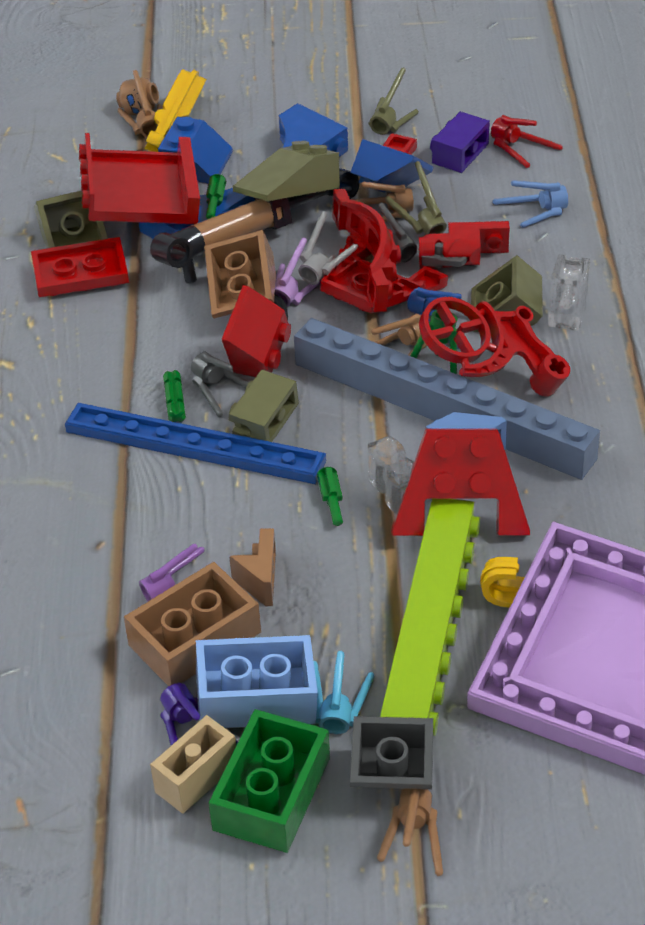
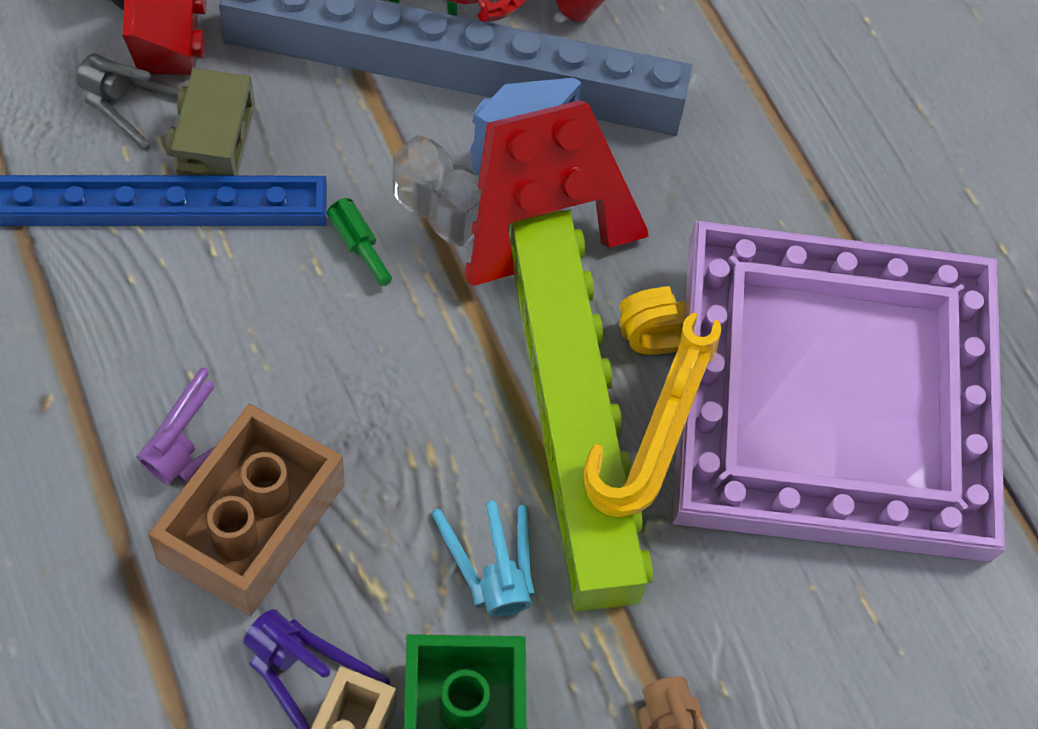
camera: 30 degrees left, 15 degrees up
(174, 396) = (68, 132): green axle -> none
(256, 674) = (380, 579): light blue brick -> none
(257, 571) = (307, 390): medium nougat slope -> none
(392, 752) = (621, 645): dark grey slope -> none
(487, 622) = (662, 431): none -> yellow piece

